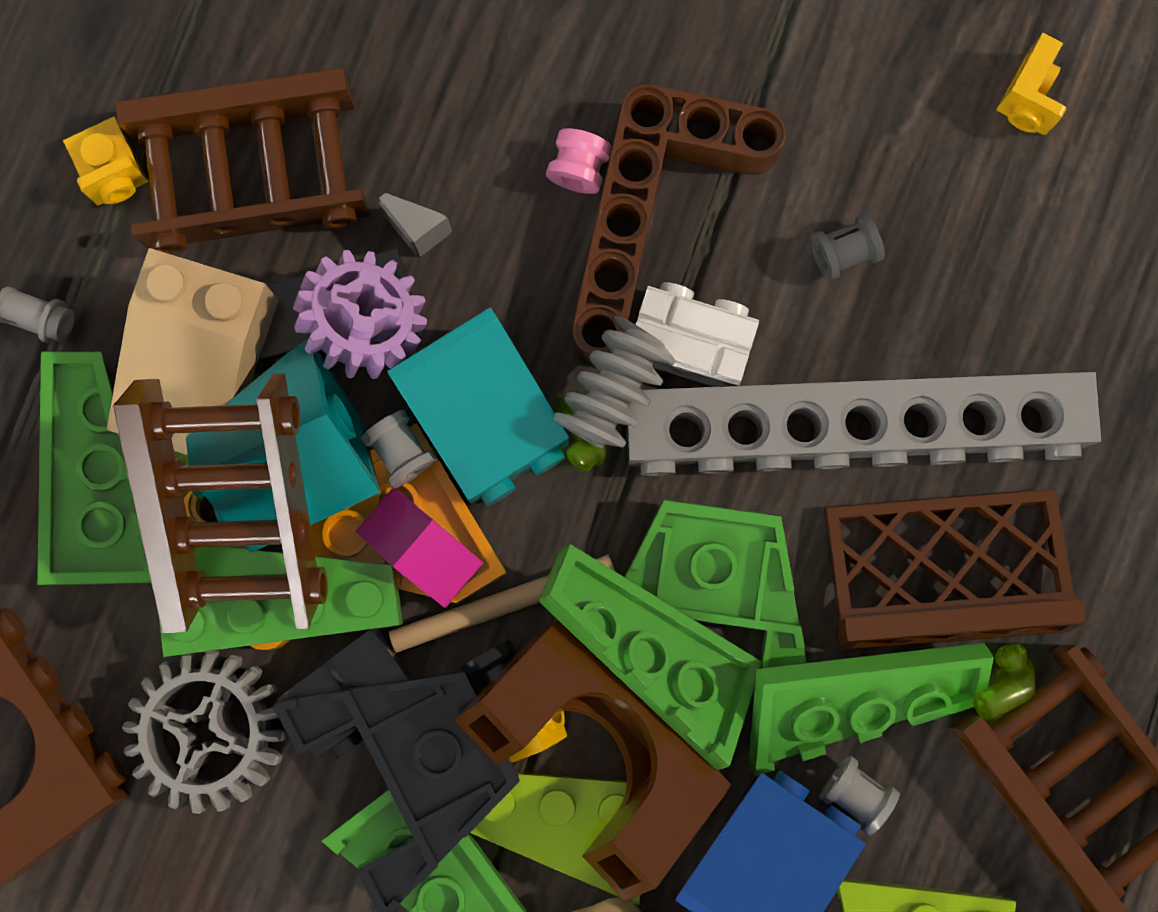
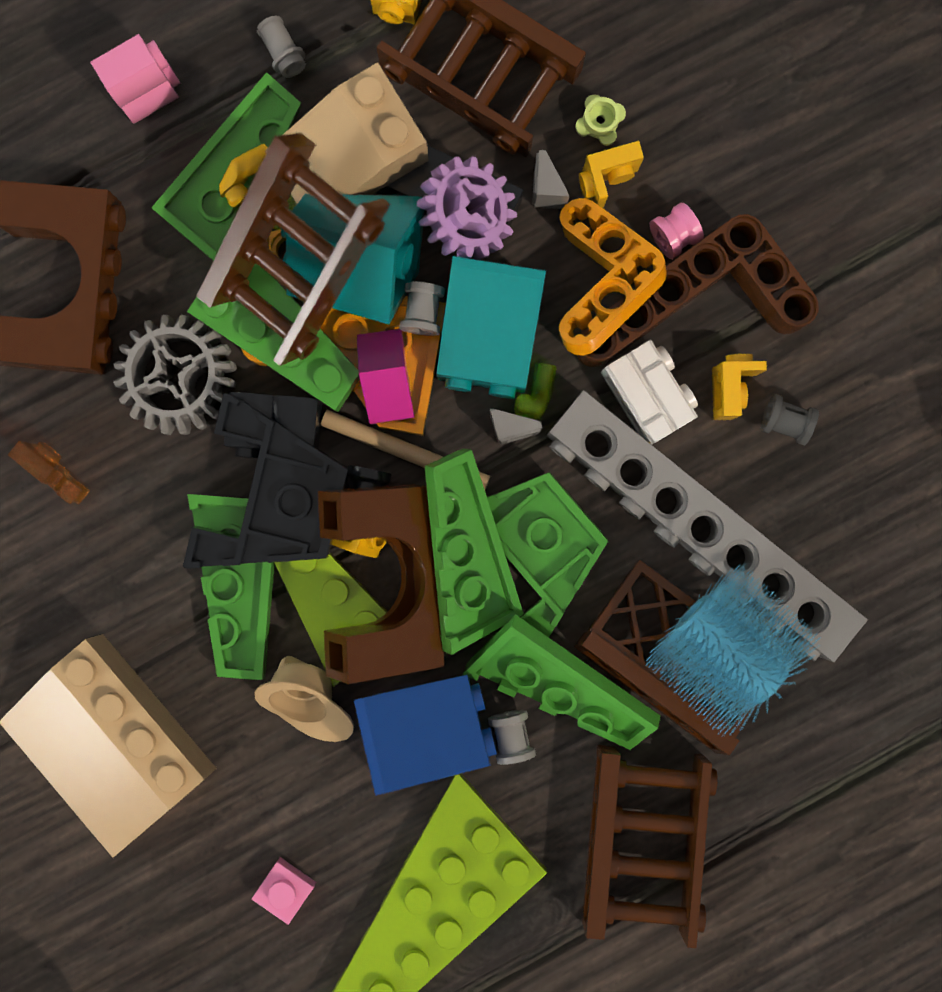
camera: 45 degrees right, 5 degrees up
(98, 472) = (238, 173): none -> yellow arm
(408, 103) = (600, 107): none -> yellowish green plate
(463, 150) = (614, 165): none -> yellow bracket
(554, 239) = (622, 273): none -> light orange beam
(588, 487) = (512, 427): none -> light grey slope
(615, 385) = (578, 380): light grey piece -> none
(765, 270) = (729, 392): none -> yellow bracket
(997, 516) = (731, 649): none -> medium azure piece
(1013, 683) = (655, 754): clear neon green arm -> none

